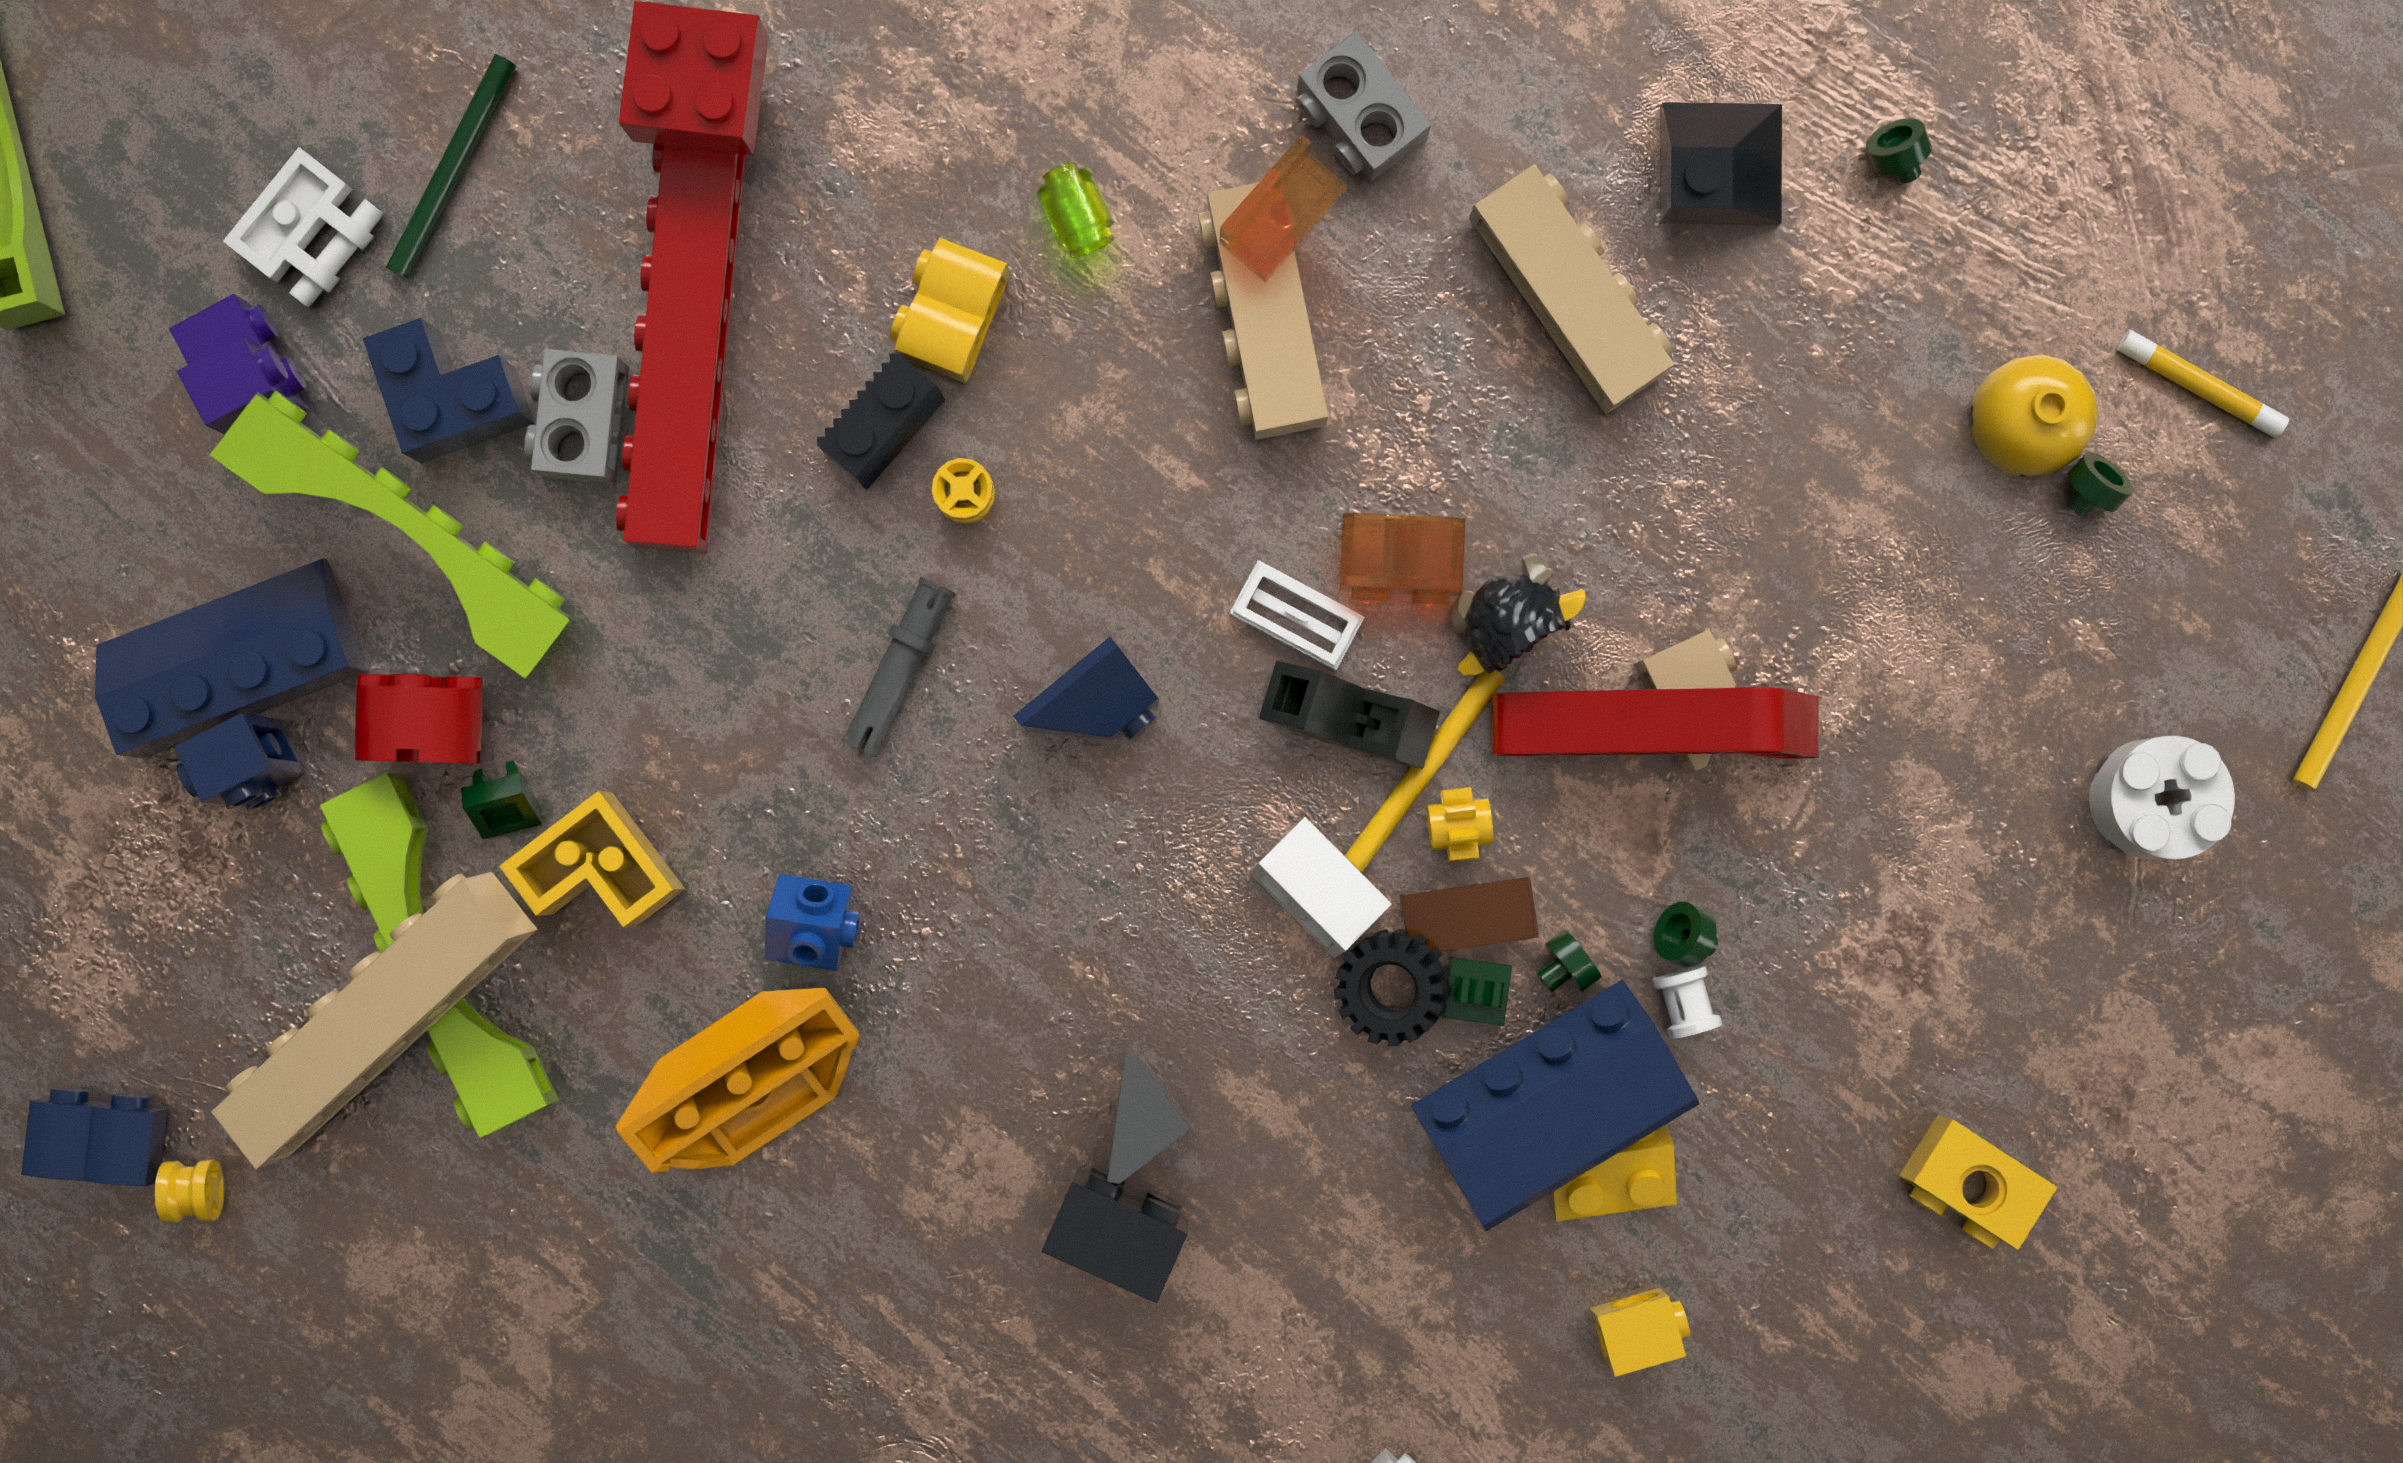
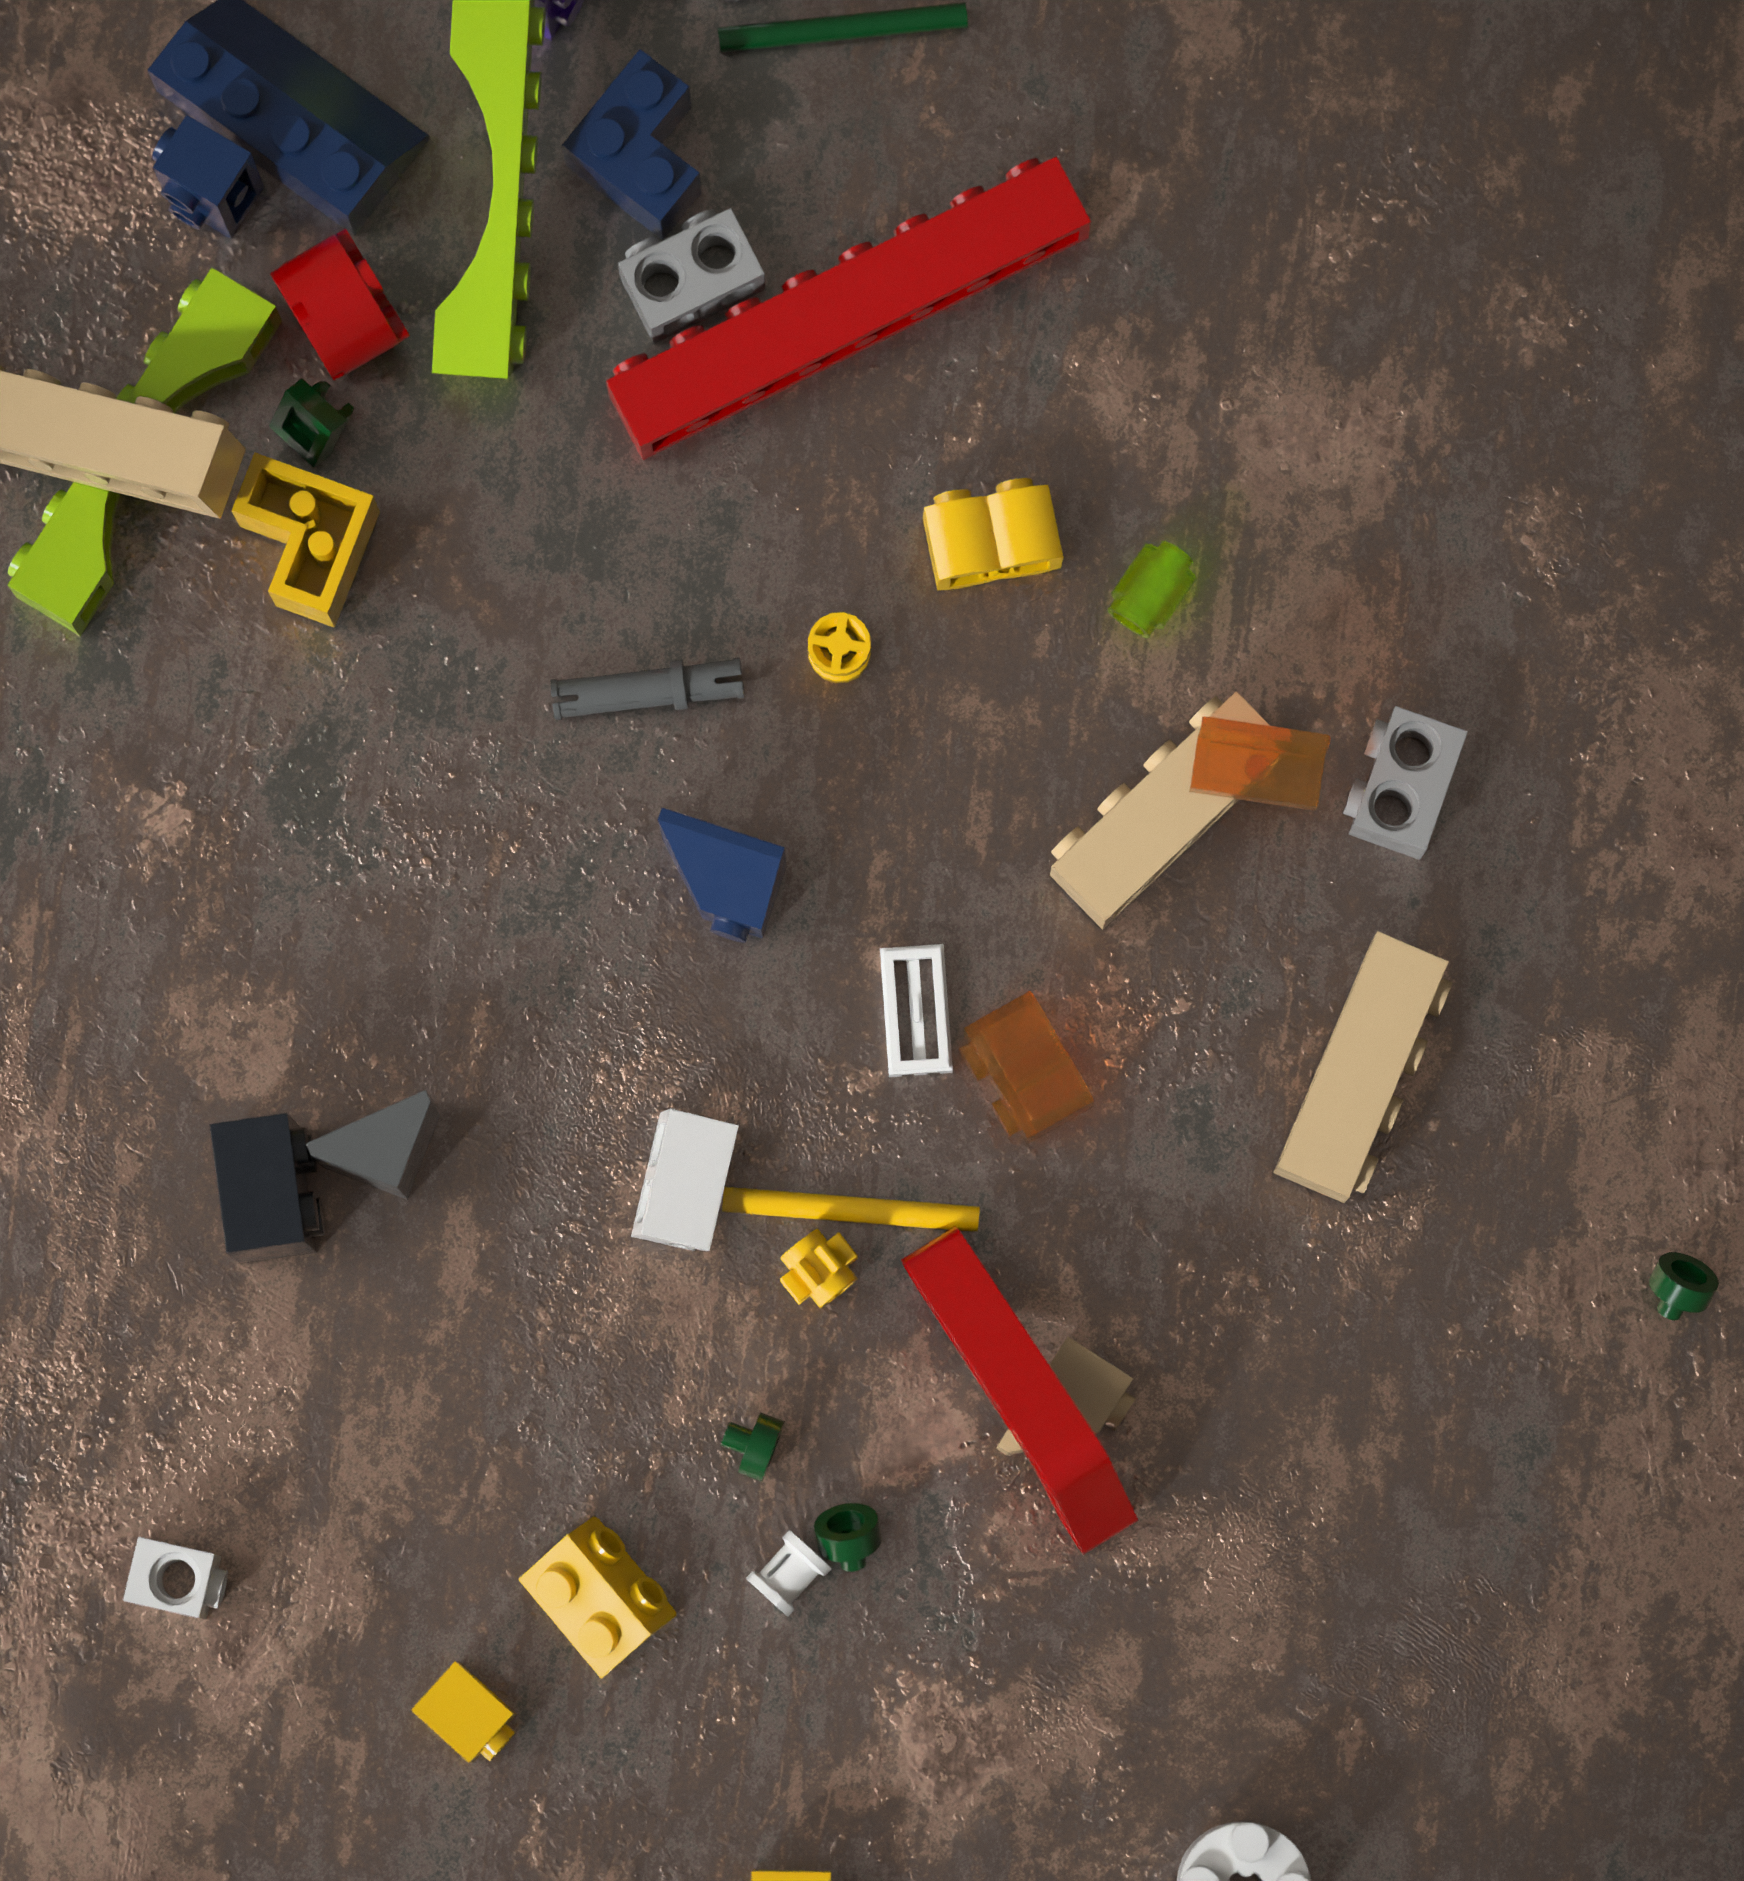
camera: 60 degrees right, 5 degrees down
(694, 78) = (1046, 187): red brick -> none
(740, 1081) = (195, 780): light orange wedge -> none
(810, 922) = (372, 752): blue brick -> none
(881, 420) = (853, 536): black brick -> none
(1349, 714) = (855, 1109): pearl dark grey brick -> none
(1367, 1012) = (606, 1278): black tyre -> none
(1472, 914) = (743, 1330): reddish brown slope -> none
(1478, 991) = (680, 1380): dark green tile -> none
(1512, 615) = (1034, 1195): black hair -> none
(1555, 1105) = (619, 1504): dark blue slope -> none
(1720, 163) = (1568, 1134): black slope -> none
(2034, 415) = (1520, 1559): yellow cylinder -> none
(2098, 485) = (1494, 1655): dark green tile -> none
(2203, 384) = (1650, 1697): yellow bar -> none

